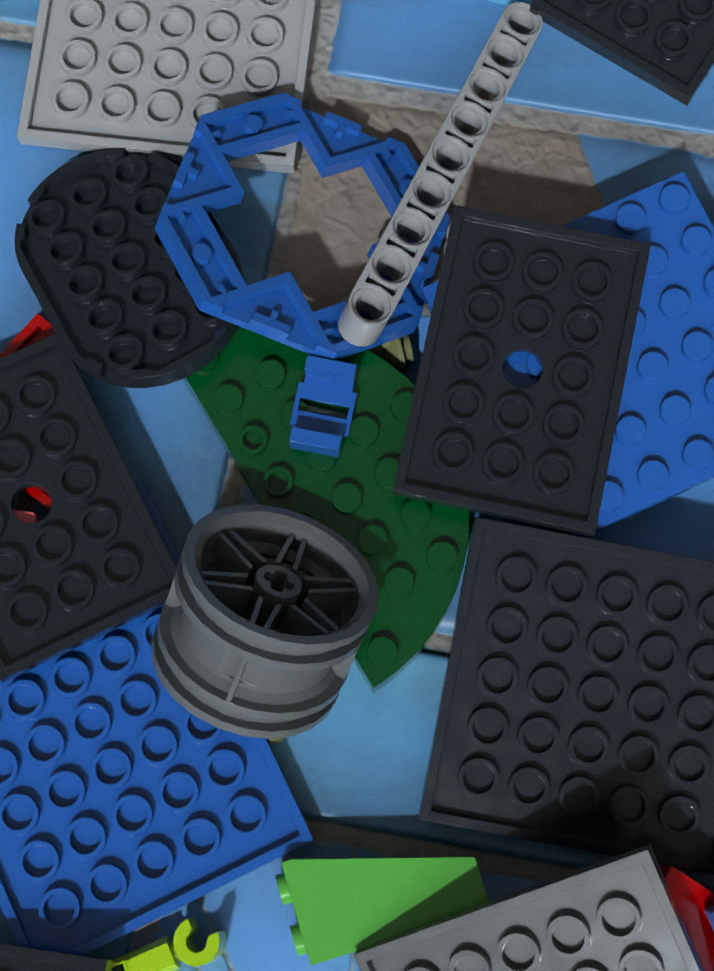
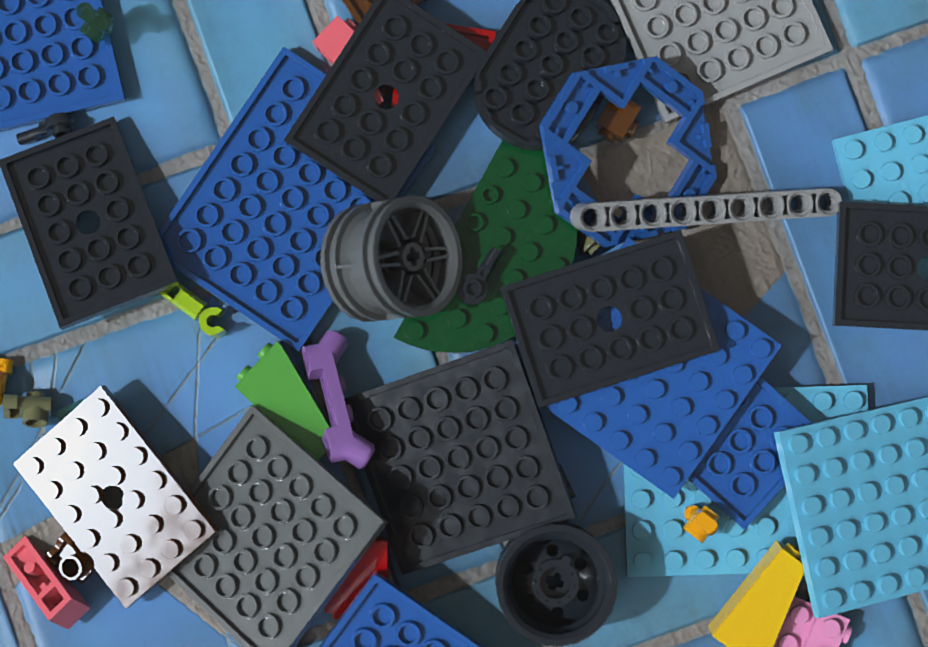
camera: 60 degrees right, 10 degrees up
(254, 225) = (618, 122): none -> reddish brown brick
(327, 383) = (542, 219): blue piece -> none
(369, 530) = (473, 287): none -> black plate
(481, 849) = (340, 440): none -> medium lavender plate

